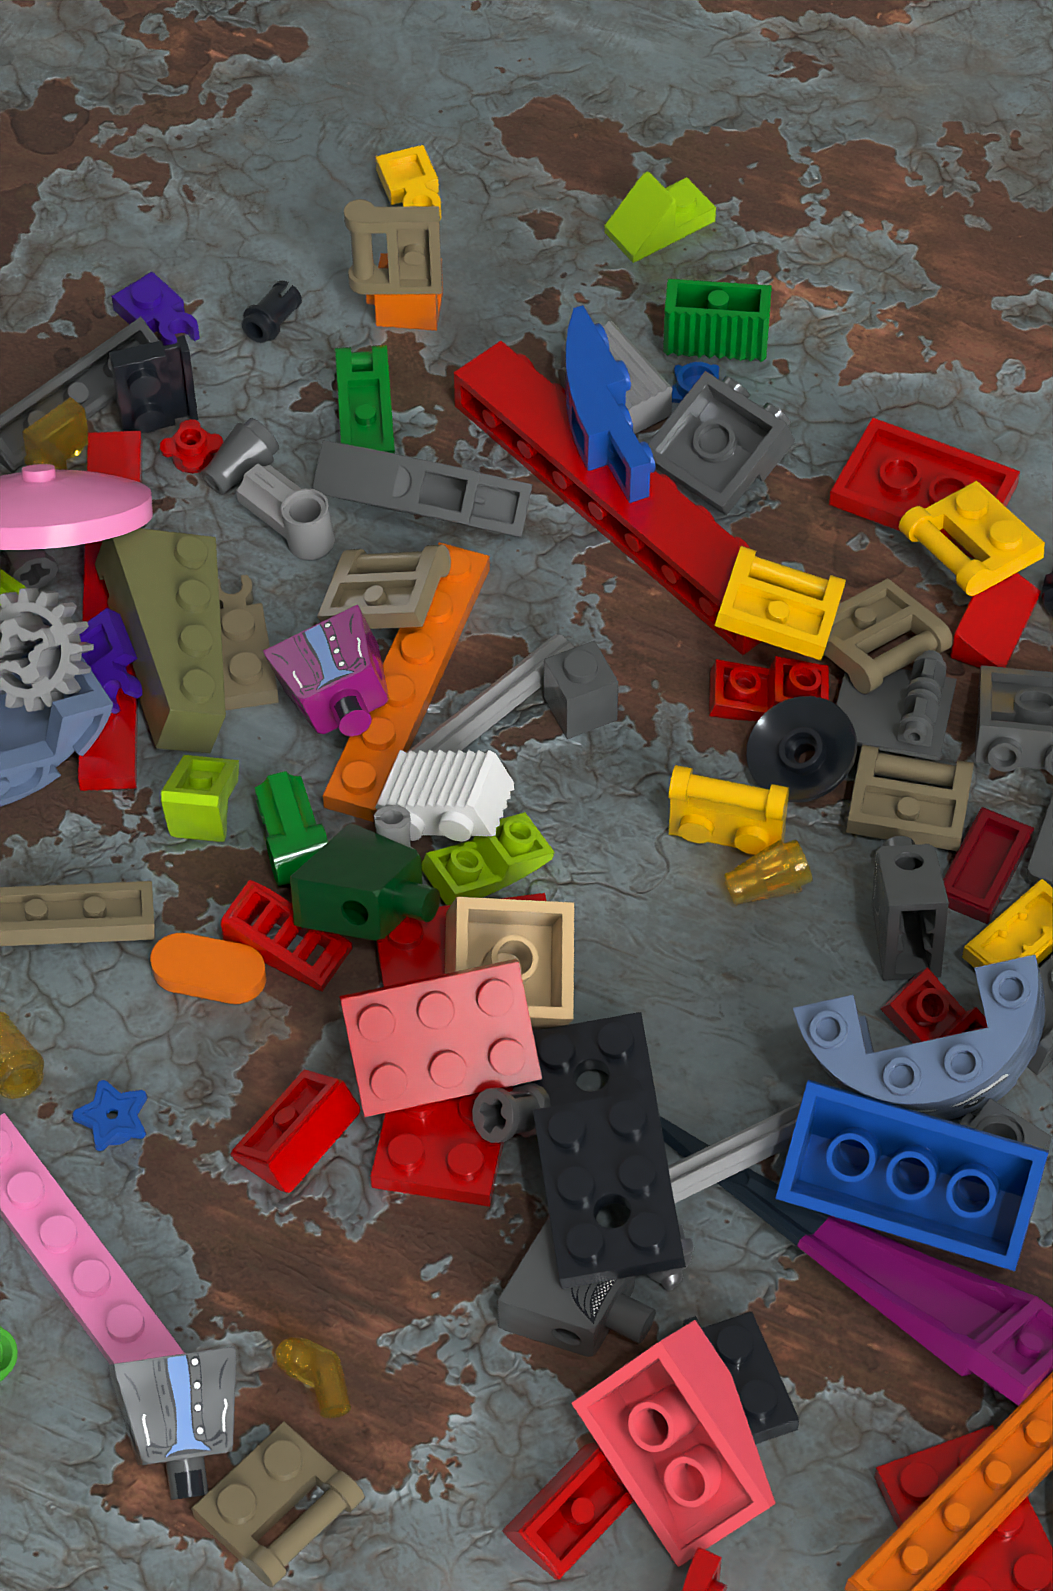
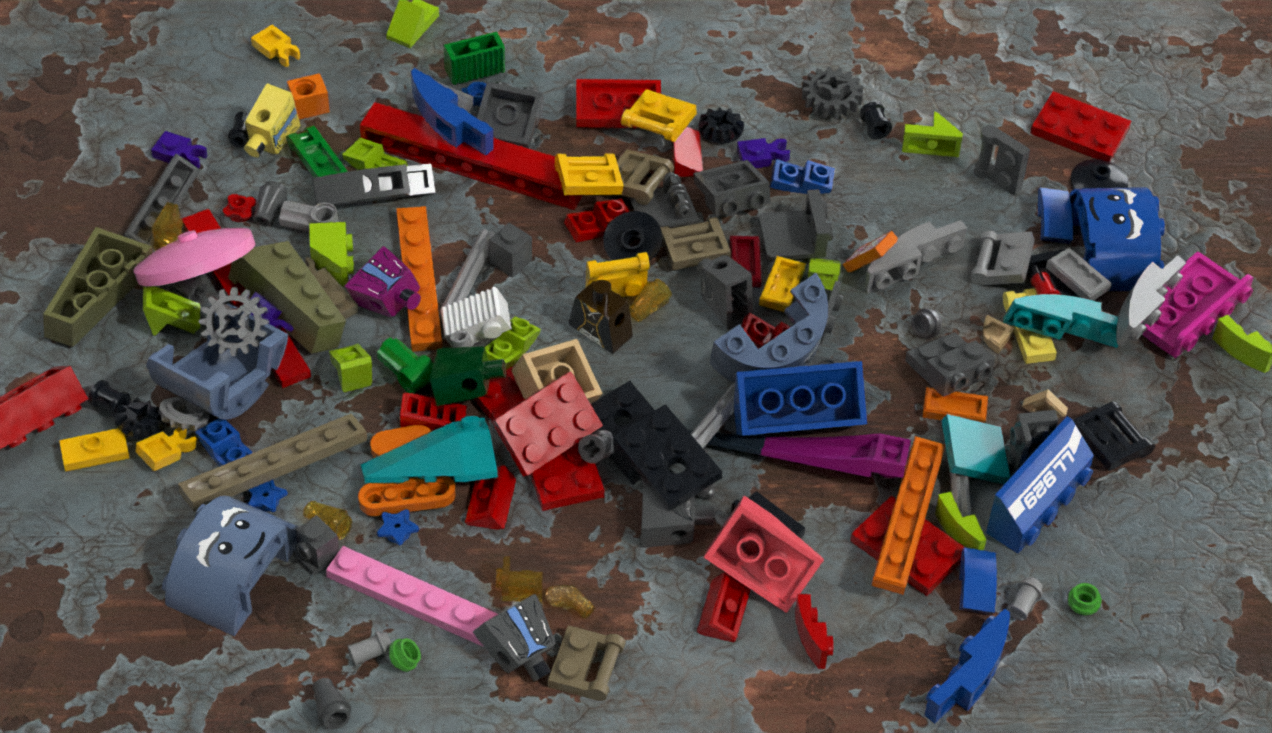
camera: 30 degrees left, 5 degrees down
(141, 1051) = (392, 494): none -> orange plate
(153, 385) = (208, 181): black plate -> none
(244, 1313) = (518, 584): none -> clear yellow bracket
(265, 1022) = (454, 450): none -> teal wedge
(289, 574) = (330, 249): none -> lime slope
(315, 315) = (271, 121): none -> light yellow torso
(388, 587) = (393, 232): dark tan plate -> none
(411, 249) = (311, 69): dark tan plate -> none
(452, 437) = (368, 154): none -> lime slope
(653, 858) = (602, 316): none -> dark brown torso

